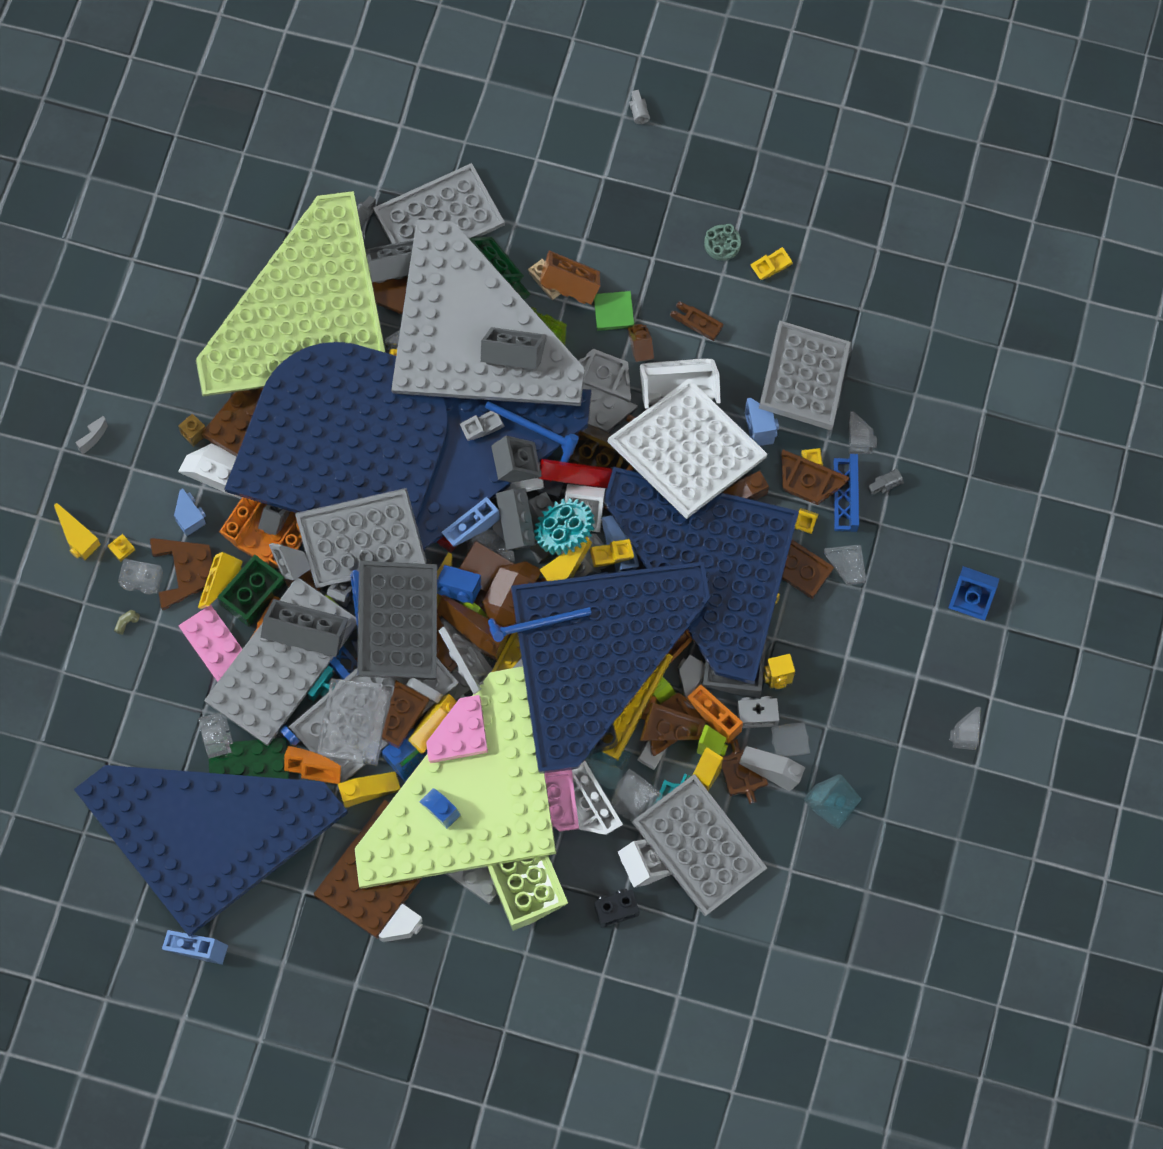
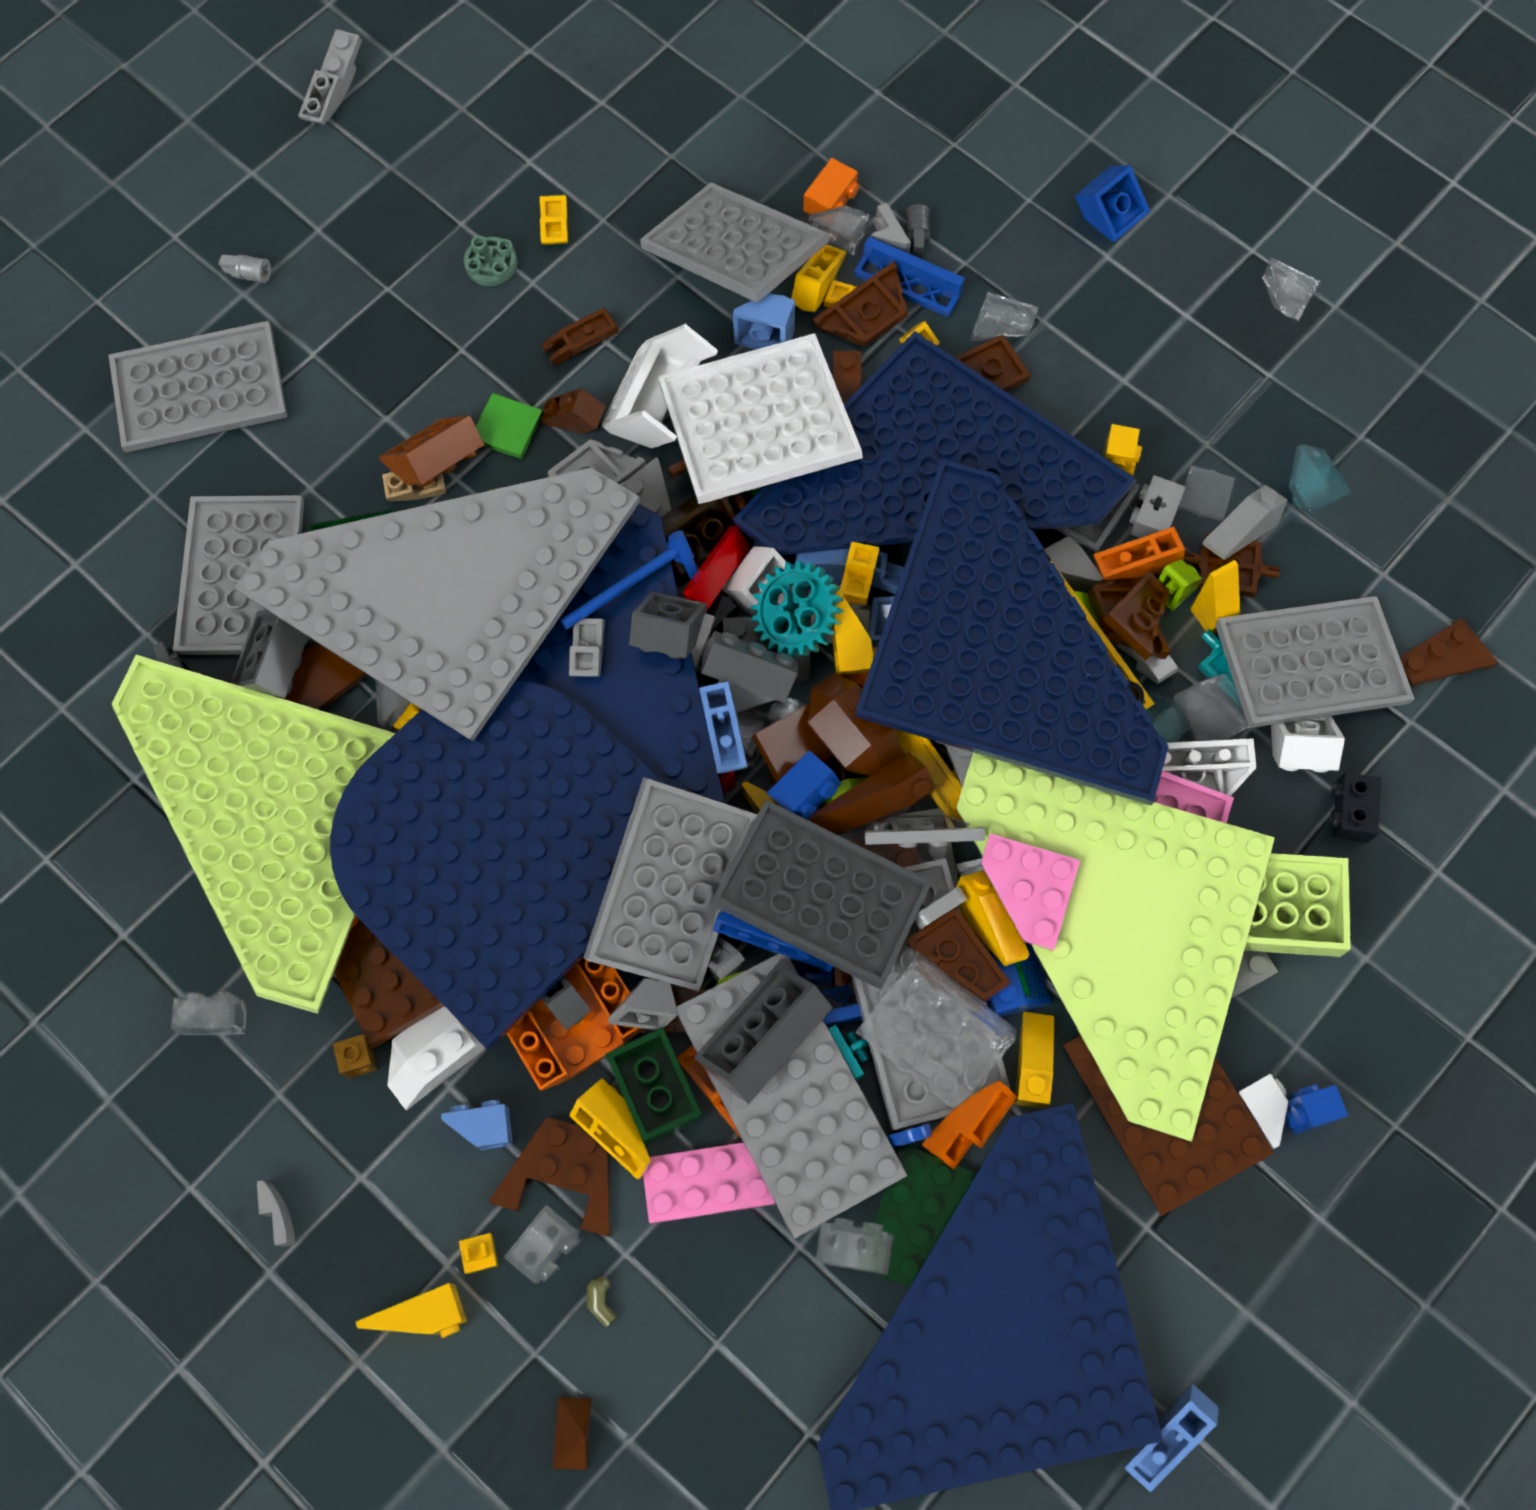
camera: 60 degrees left, 0 degrees up
(53, 641) = (572, 1433): none -> reddish brown slope
(178, 344) = (209, 1015): none -> clear brick
(412, 948) = (1314, 1108): none -> blue brick
(440, 808) = (1133, 966): blue slope -> none
(499, 632) = (923, 757): blue bar -> none
(512, 348) = (512, 540): dark grey slope -> none
(545, 126) = (197, 386): none -> light grey plate
(750, 926) = (1447, 654): none -> reddish brown wing
(798, 83) = (333, 79): none -> light grey slope
(809, 436) = (816, 276): none -> yellow slope
(869, 469) = (889, 229): none -> light grey slope
(884, 416) = (831, 188): none -> orange brick

